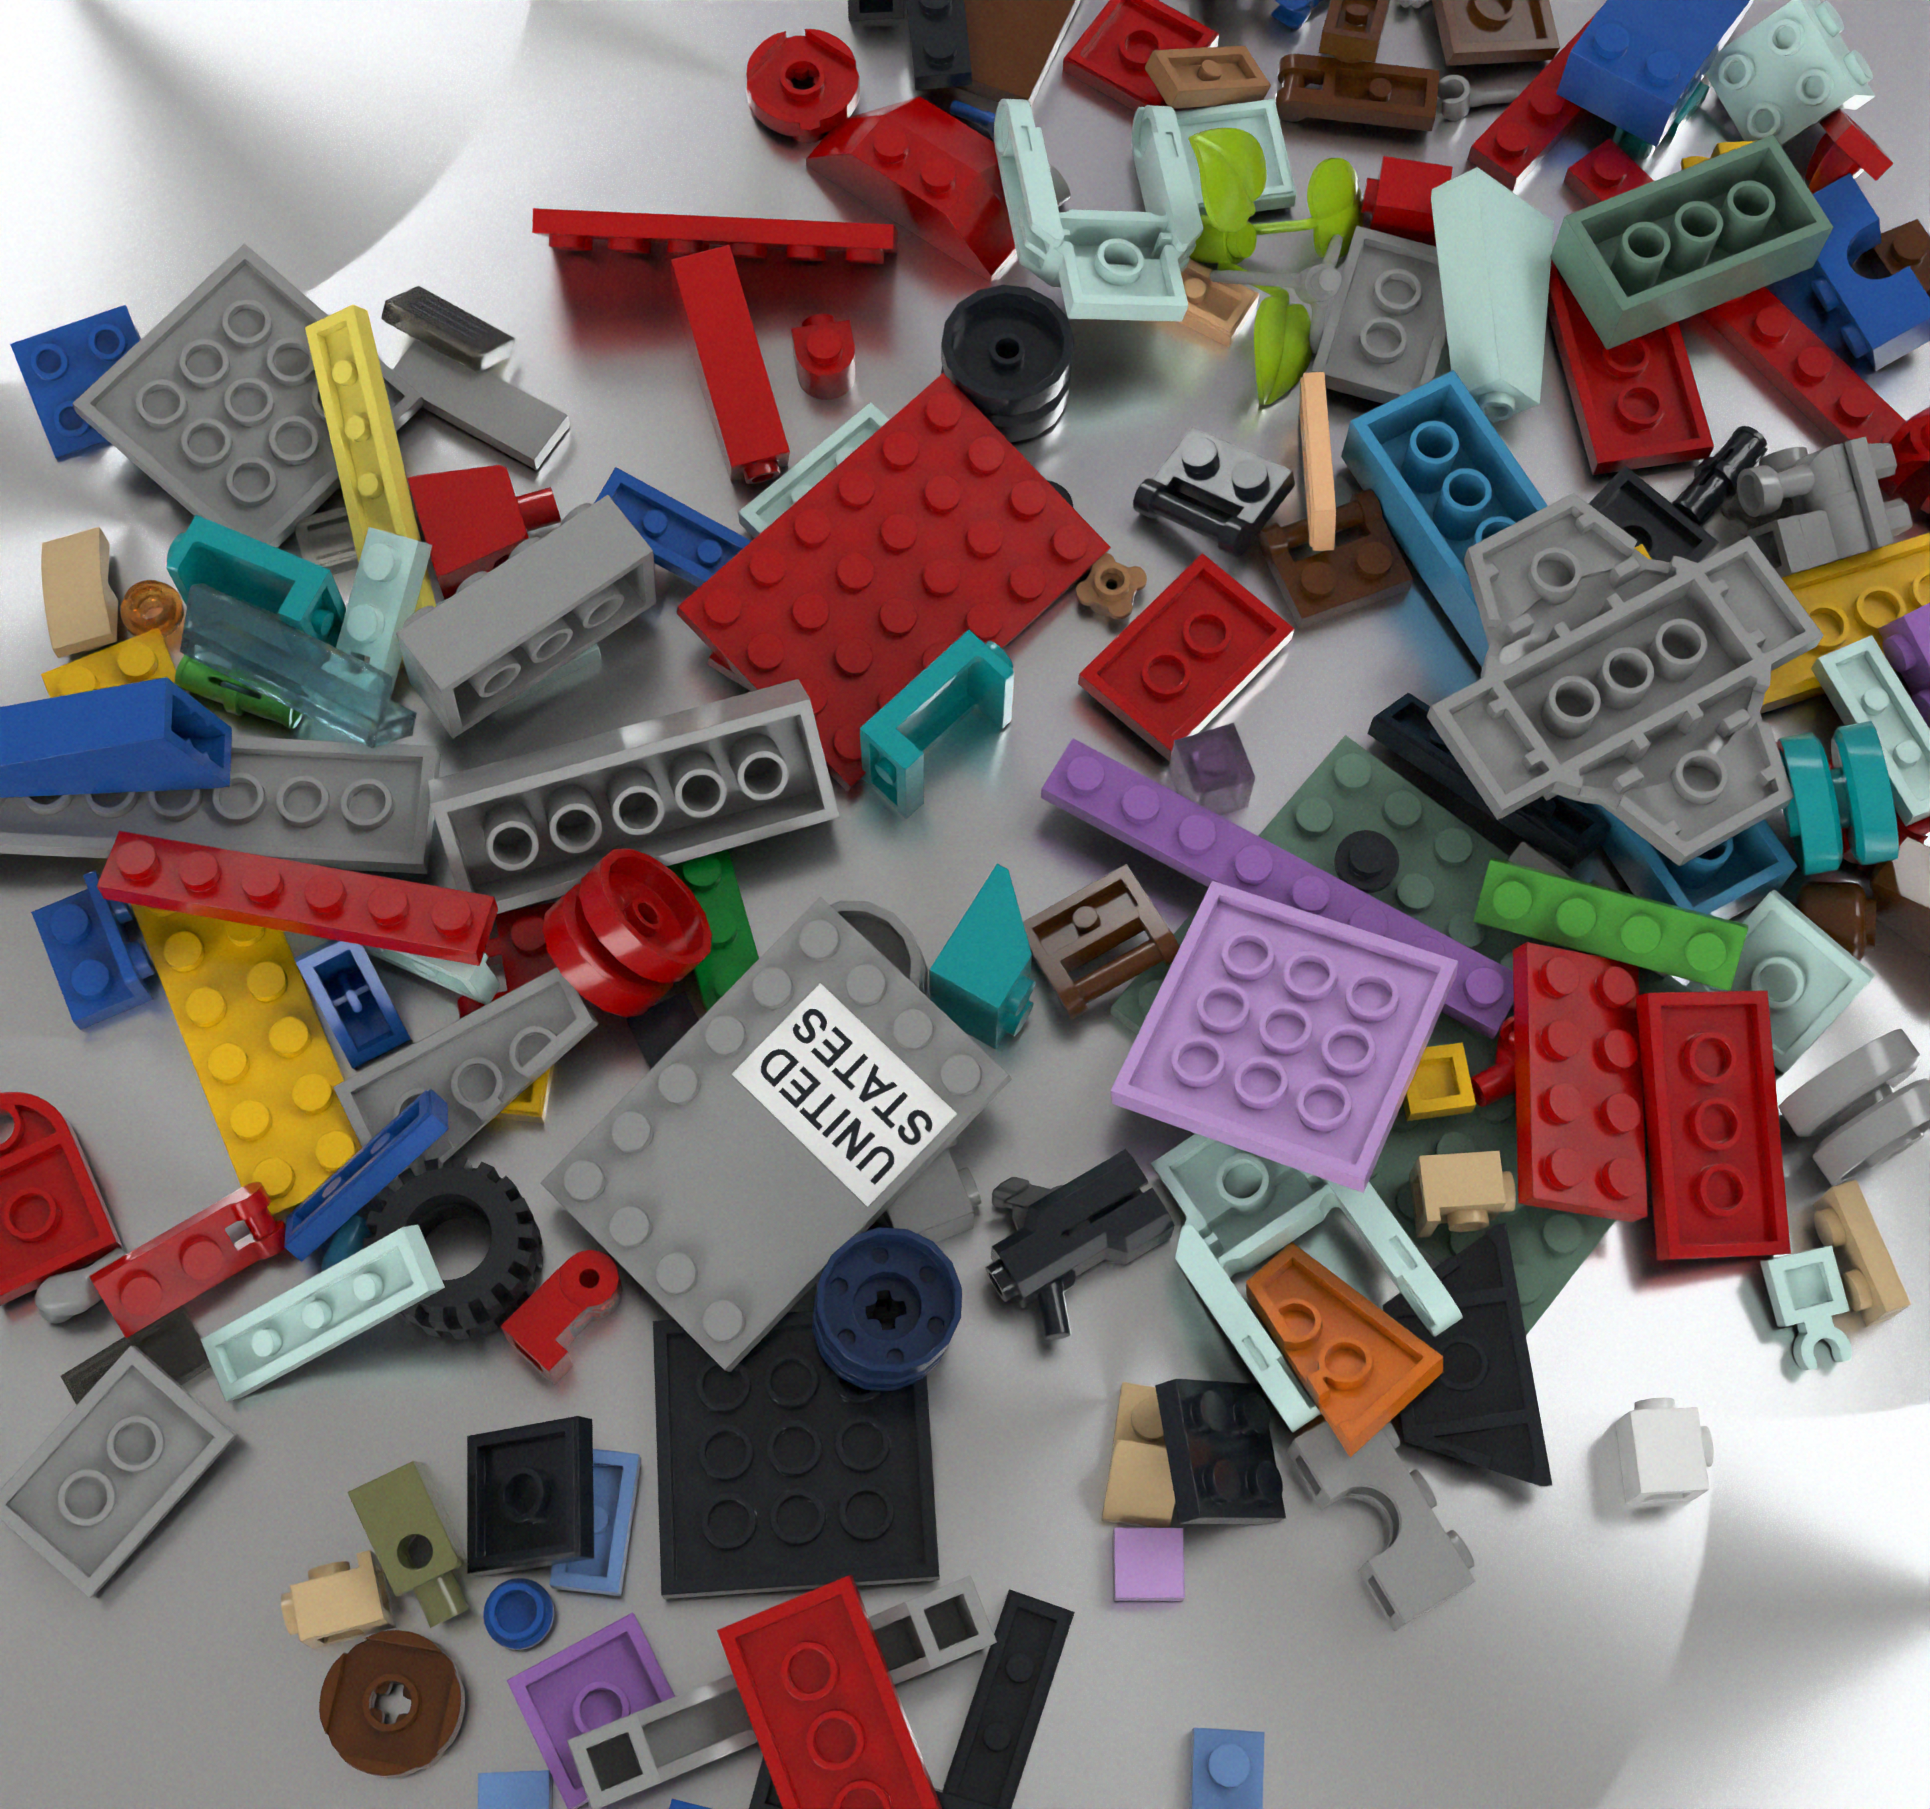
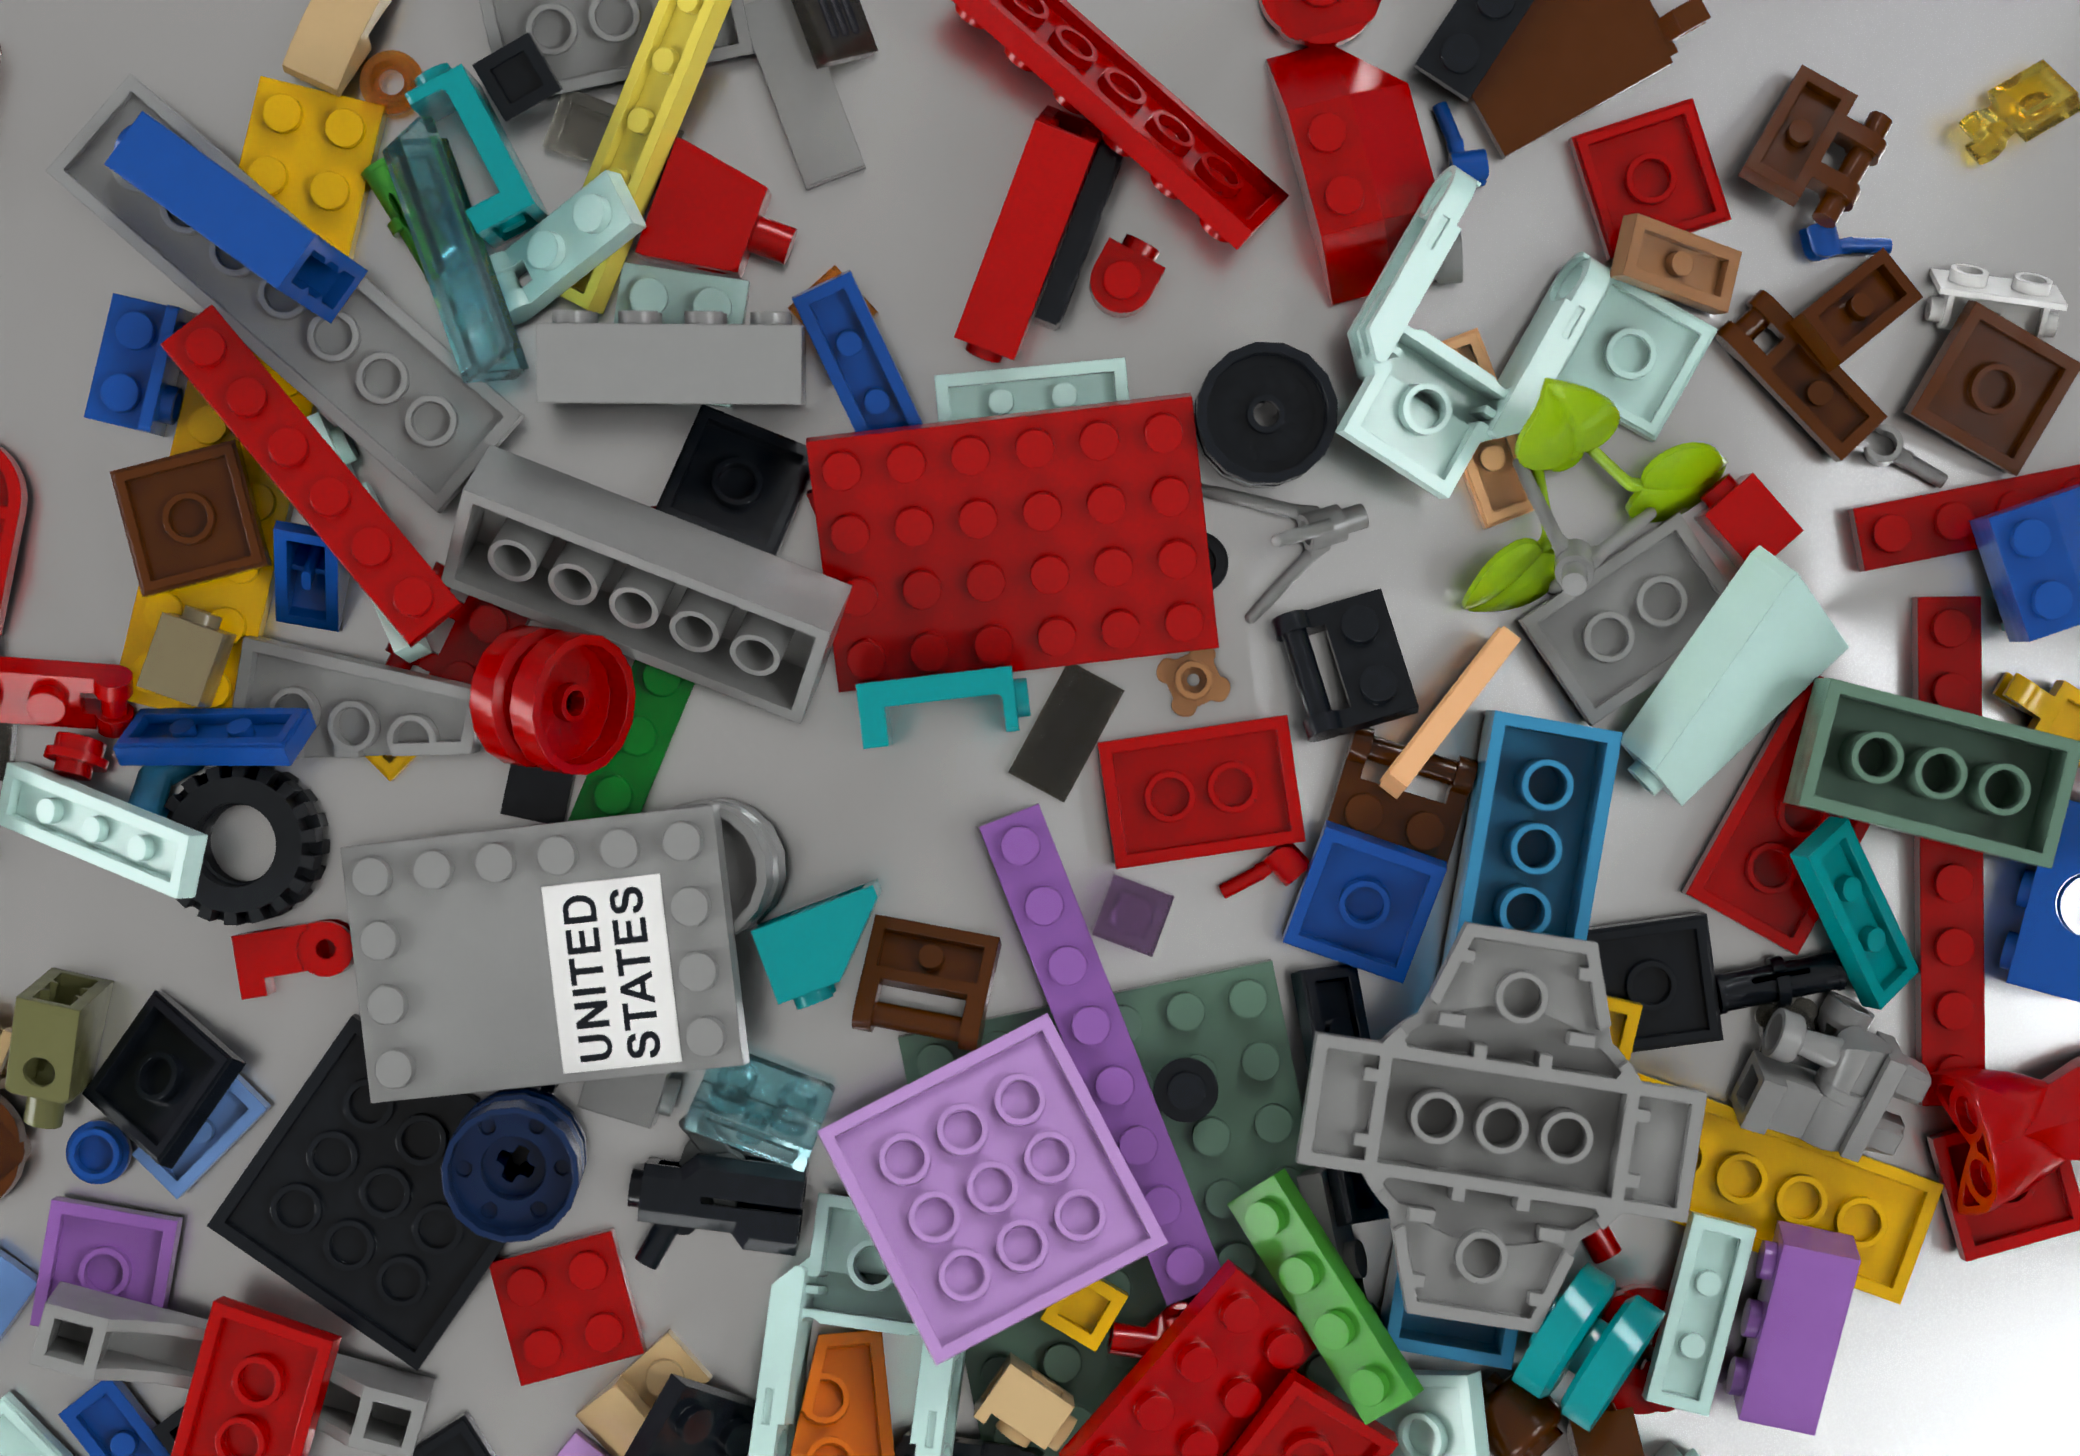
camera: 40 degrees right, 20 degrees up
(220, 1019) = (190, 518): none -> reddish brown plate
(253, 512) = (517, 77): none -> black plate
(255, 1285) = (77, 756): none -> red plate
(296, 1125) = (187, 657): none -> dark tan brick
(645, 682) = (737, 480): none -> black plate
(772, 350) = (1079, 237): none -> black tile
(1022, 1431) = (567, 1306): none -> red plate
(1046, 1131) = (762, 1110): none -> clear light blue bracket
(1047, 692) = (1066, 731): none -> clear smoke tile
(1111, 424) = (1316, 529): none -> light grey plant
(1291, 662) = (1283, 860): none -> red hand
(1375, 638) = (1364, 901): none -> blue plate
(1725, 381) = (1854, 912): none -> teal plate

